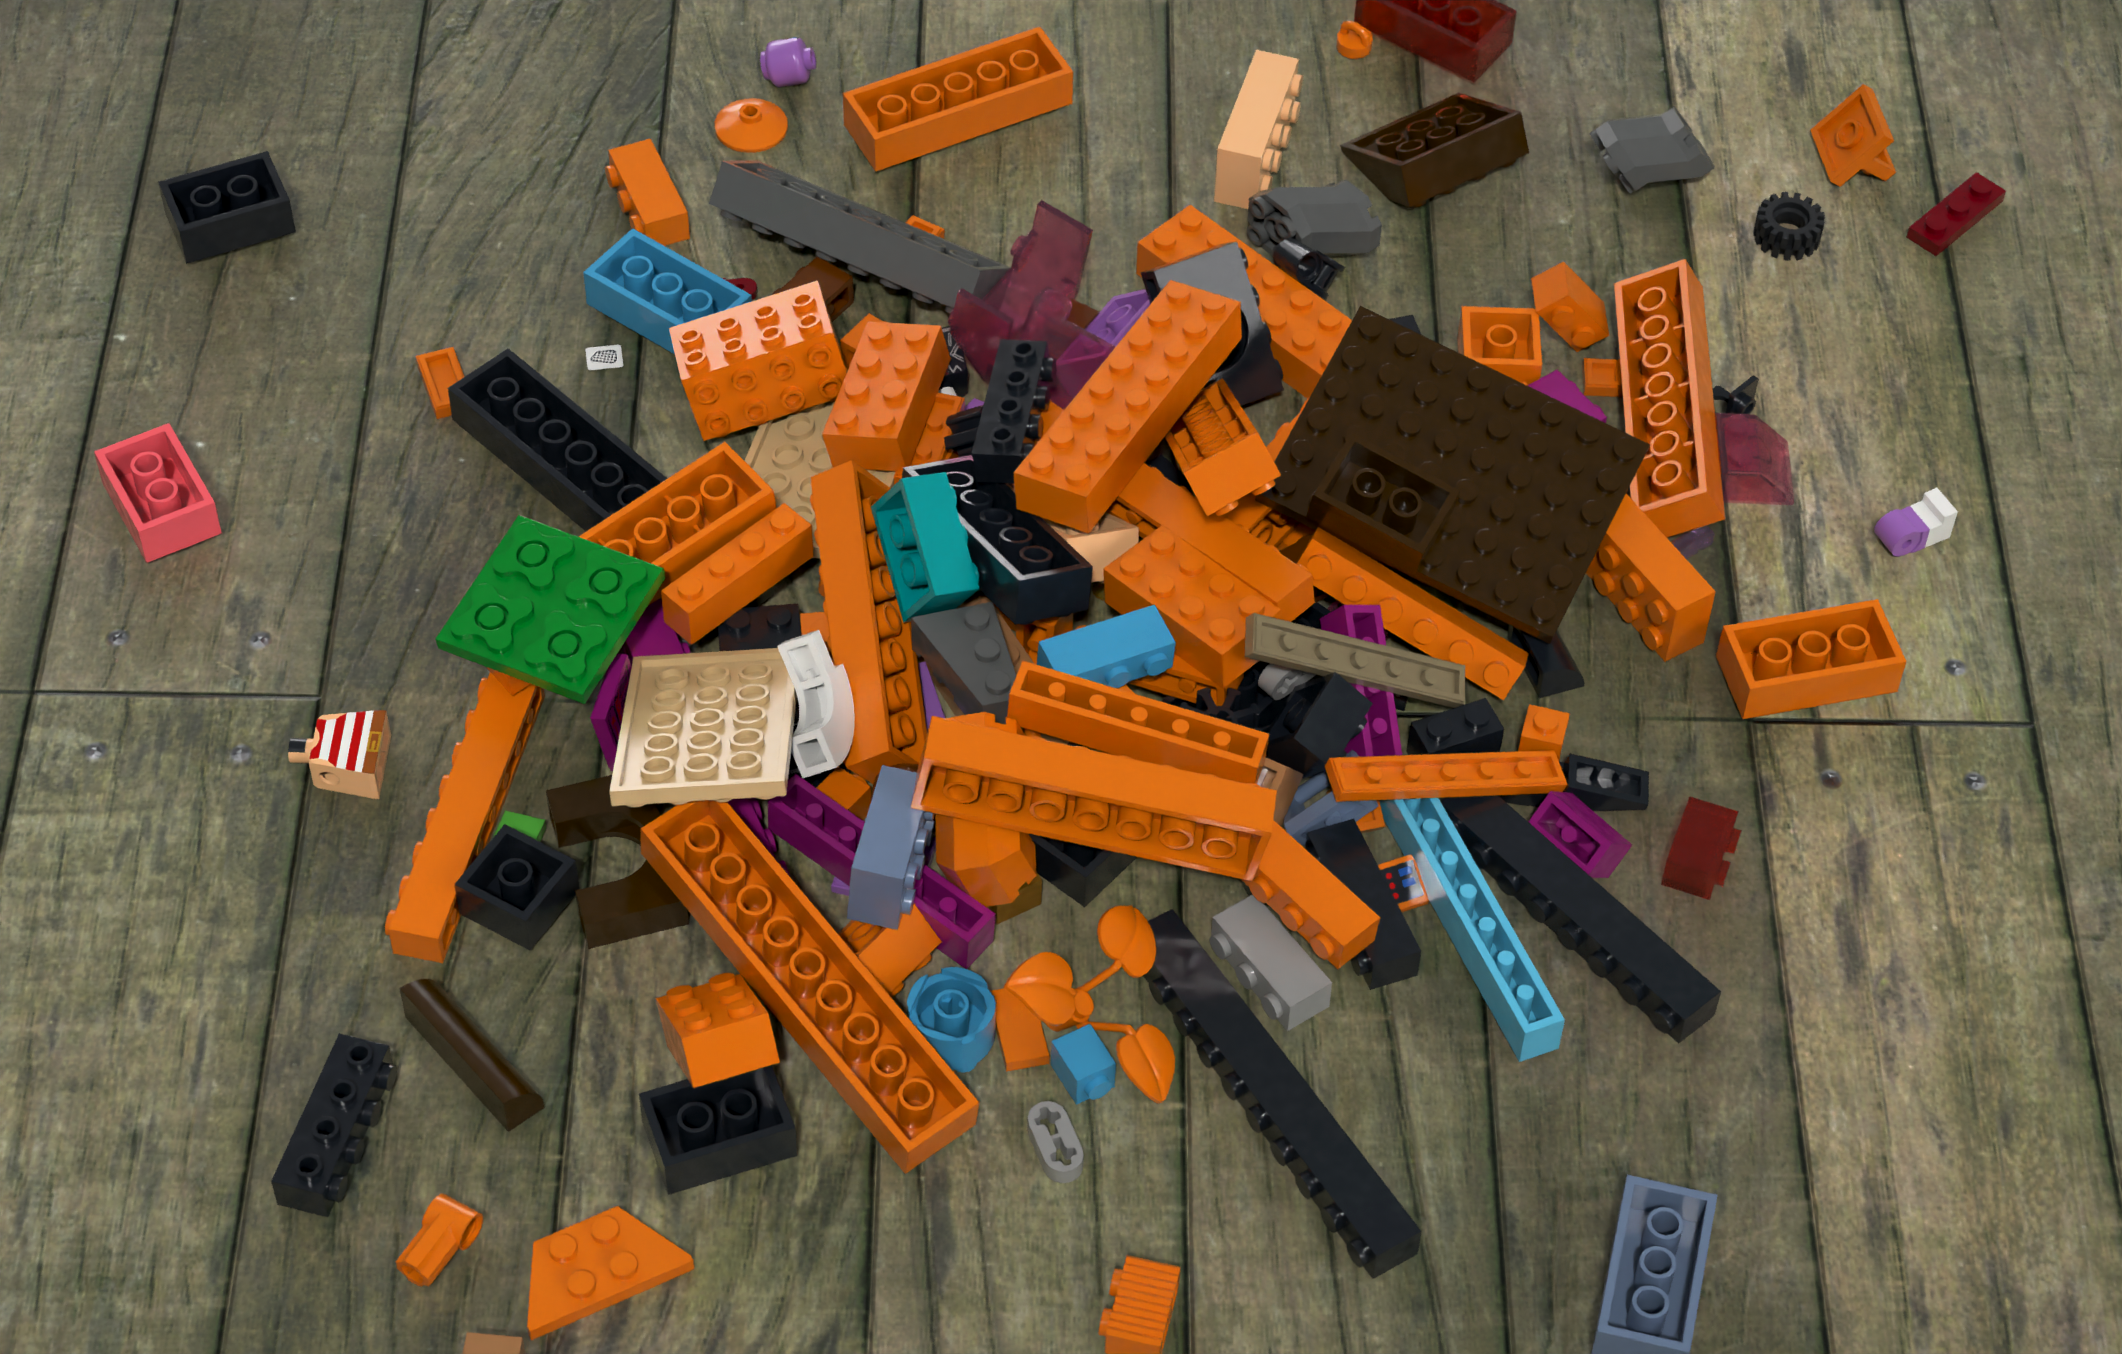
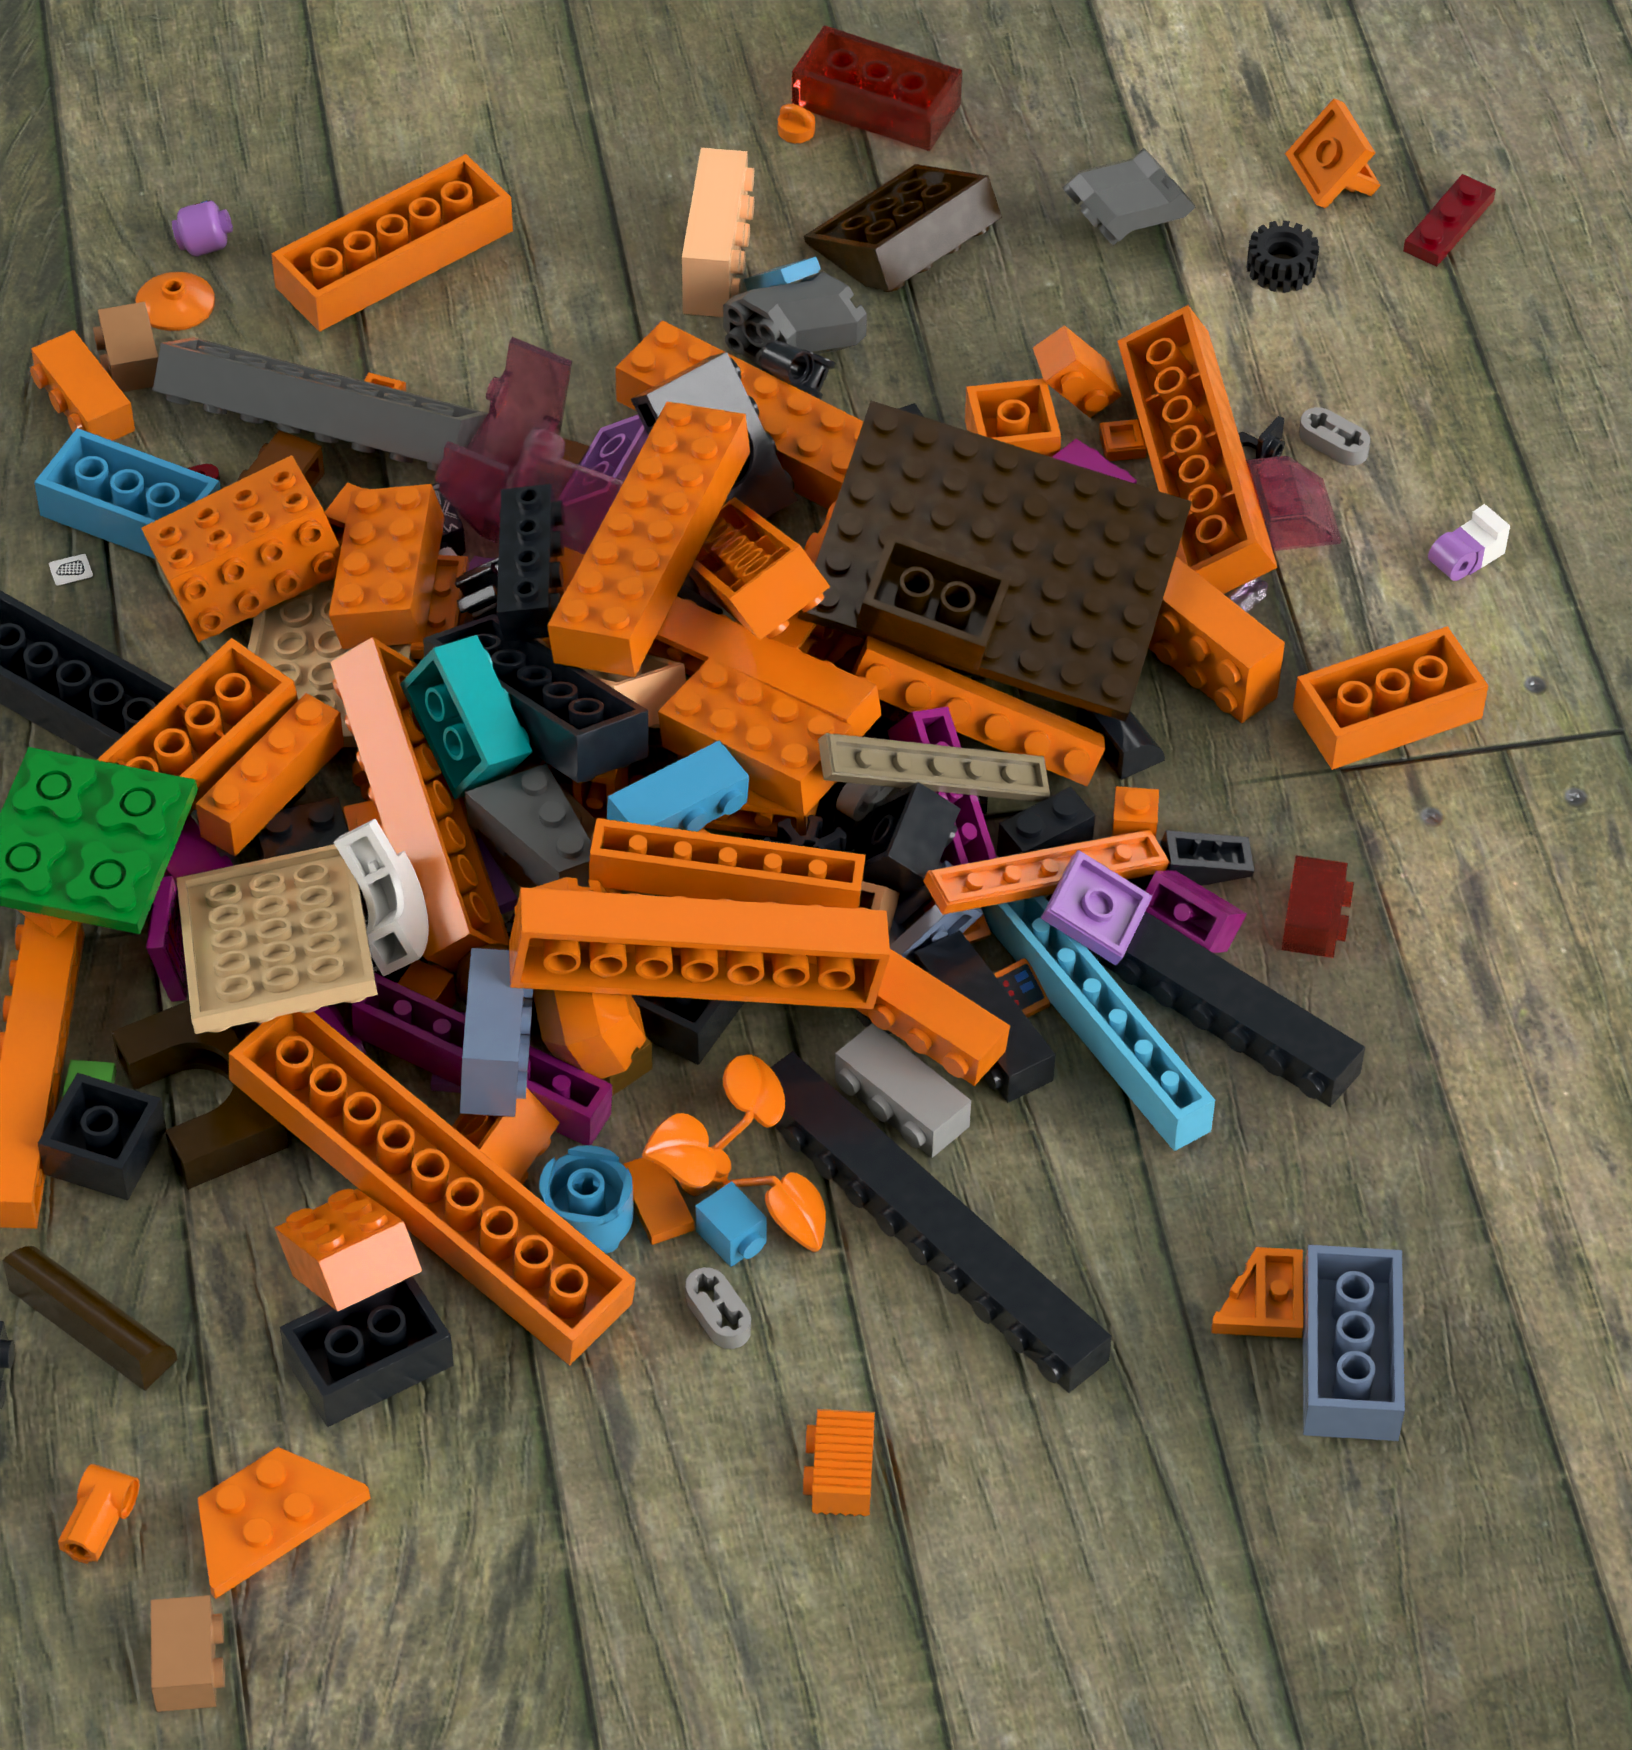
camera: 10 degrees left, 0 degrees up
(697, 159) = (128, 346): none -> medium nougat brick
(1312, 177) = (783, 274): none -> dark azure tile
(1486, 817) = (1096, 907): none -> medium lavender tile
(1579, 1218) = (1265, 1297): none -> orange wing
(1806, 402) = (1334, 436): none -> light grey beam

